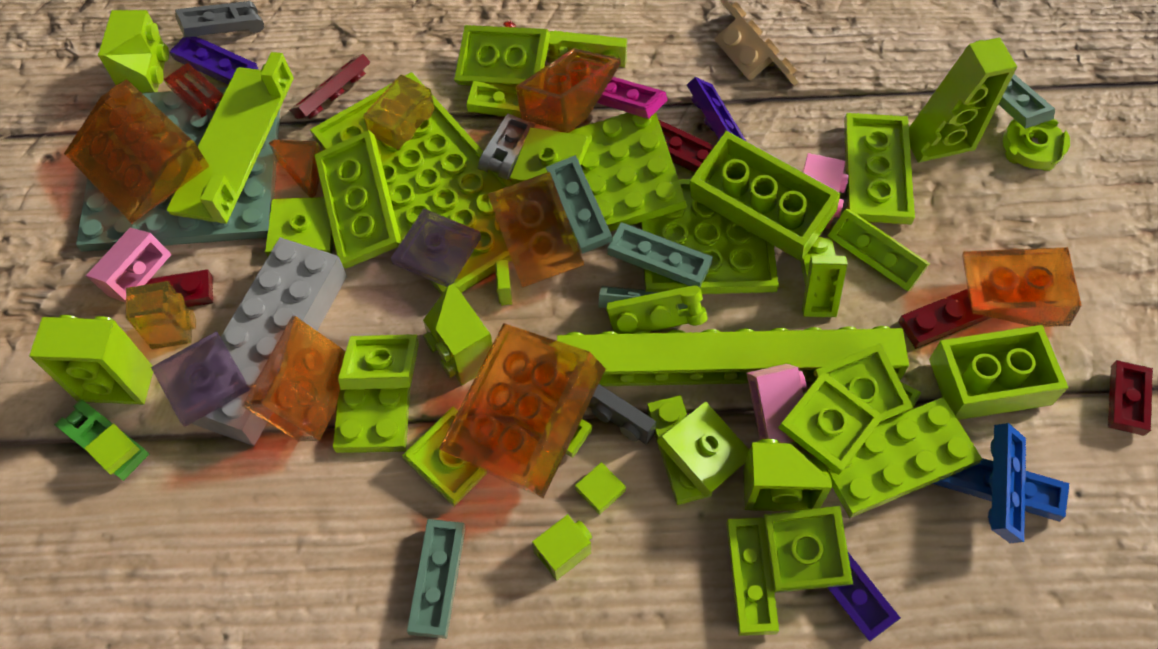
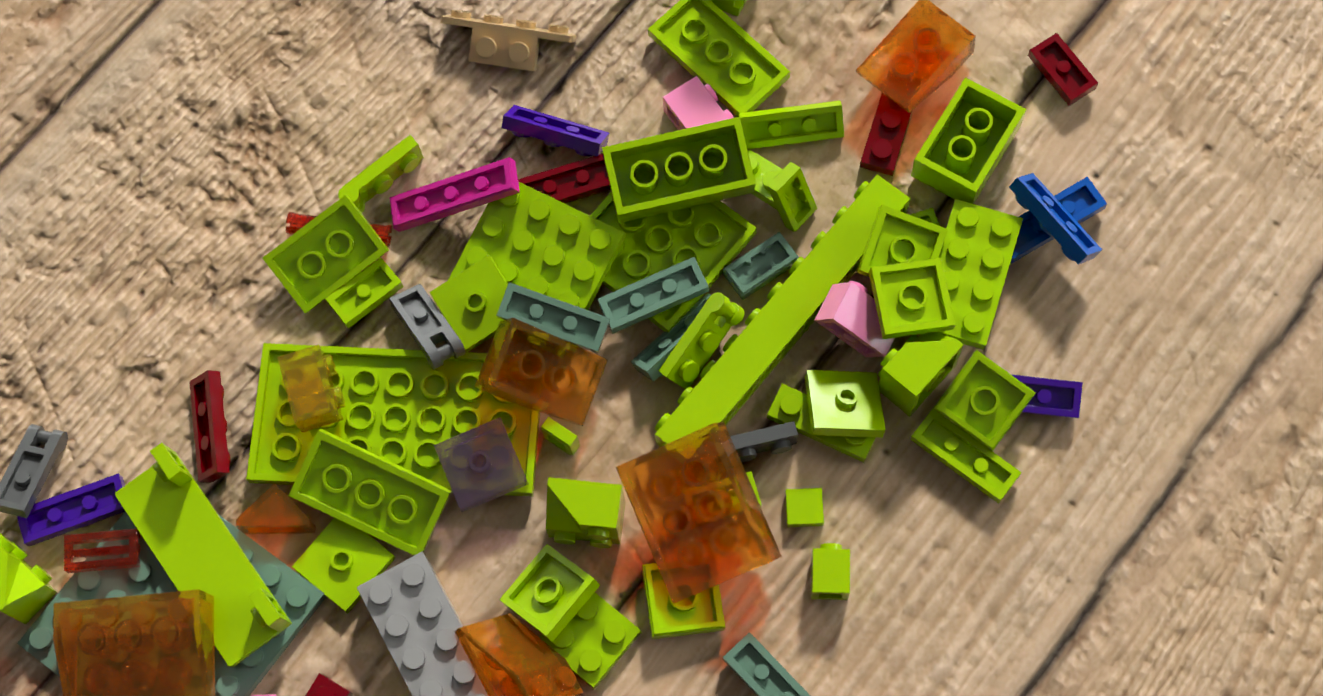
camera: 45 degrees left, 10 degrees up
(566, 89) = (419, 228): clear orange slope -> none
(753, 311) = (760, 265): none -> sand green plate

